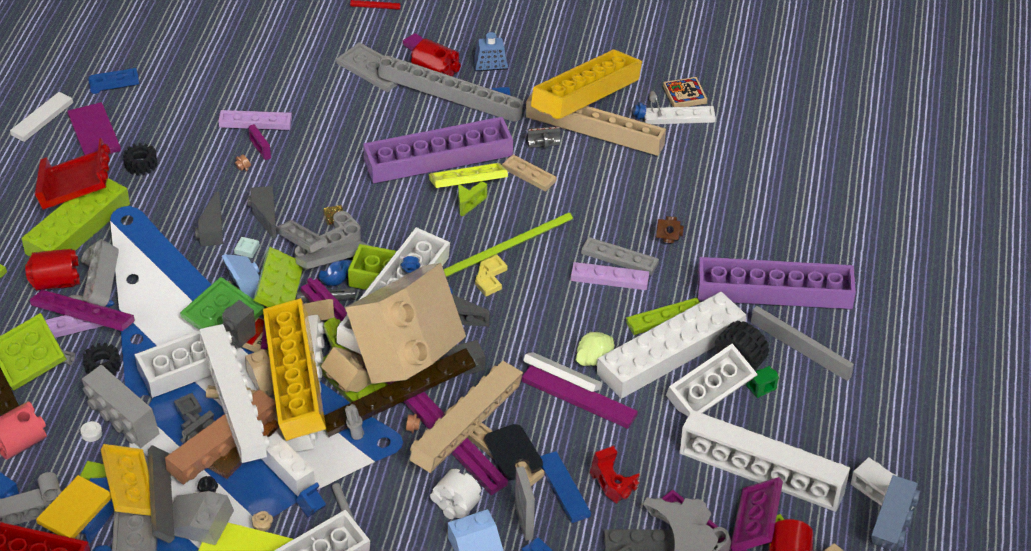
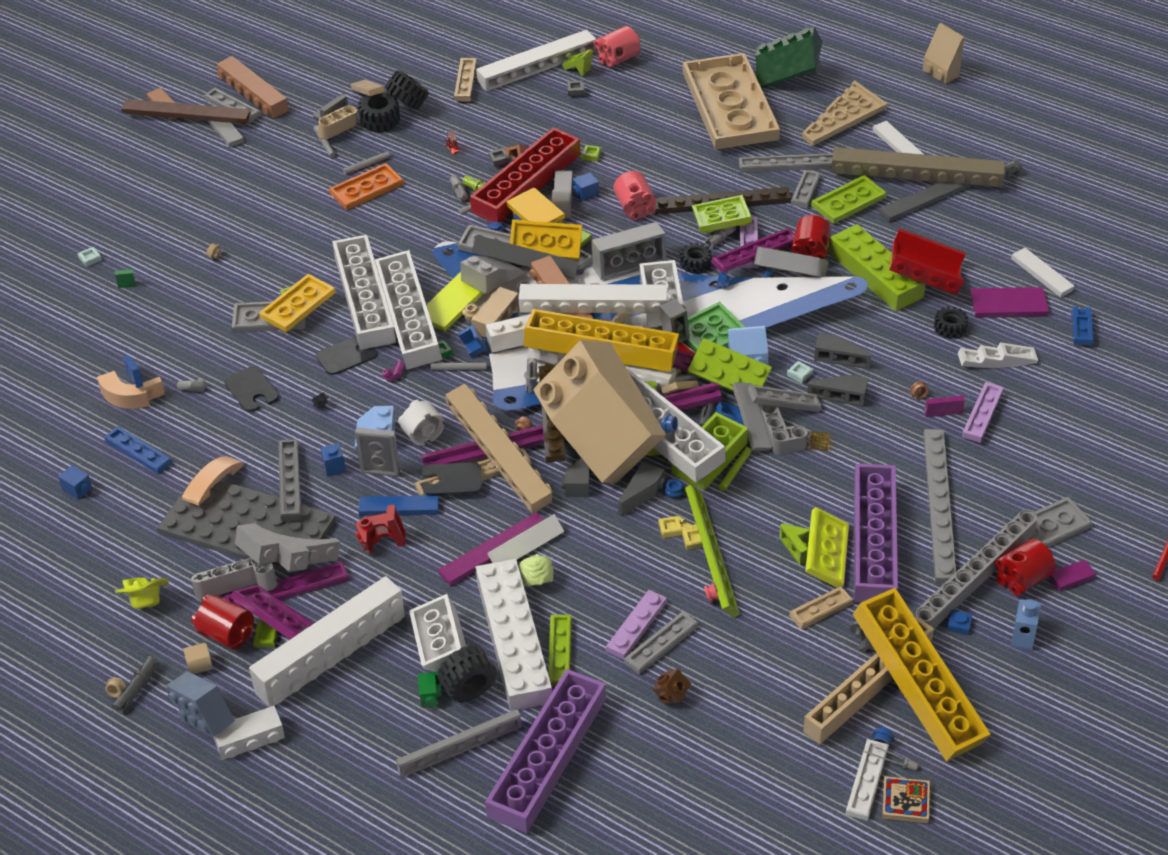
camera: 115 degrees right, 0 degrees up
(136, 330) = (723, 280): none -> blue plate
(176, 123) = (1003, 356): none -> white slope
(260, 493) = (498, 308): none -> tan brick
(376, 128) = (939, 505): none -> light grey plate
(554, 233) = (711, 593): none -> coral bush

